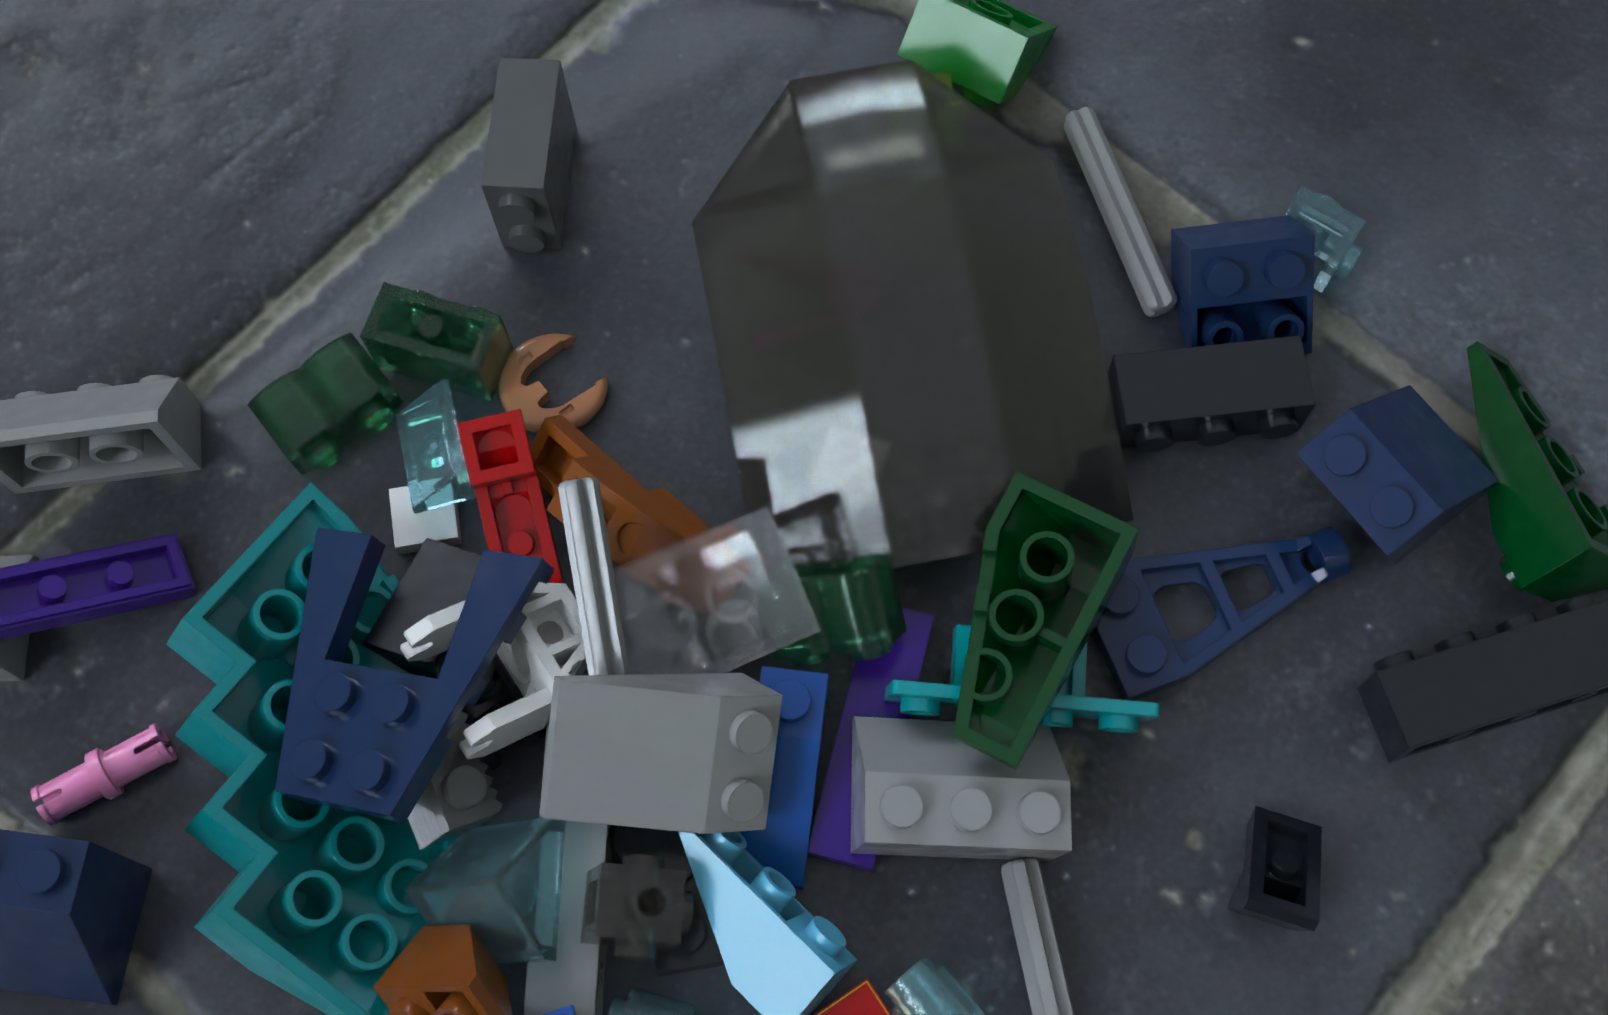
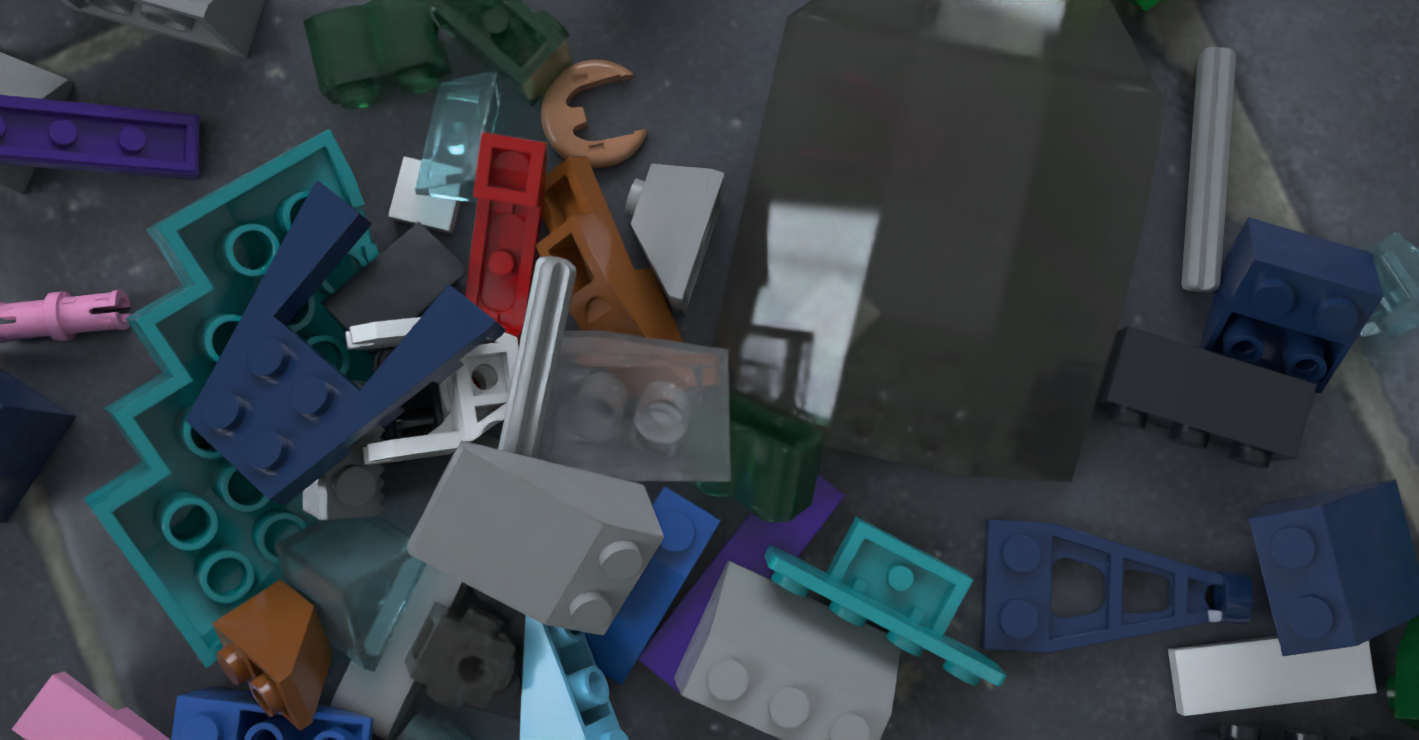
camera: 25 degrees right, 15 degrees up
(668, 437) = (674, 225): none -> light grey slope
(1036, 603) = (939, 542): dark green wedge -> none
(1395, 606) = (1257, 675): none -> white tile

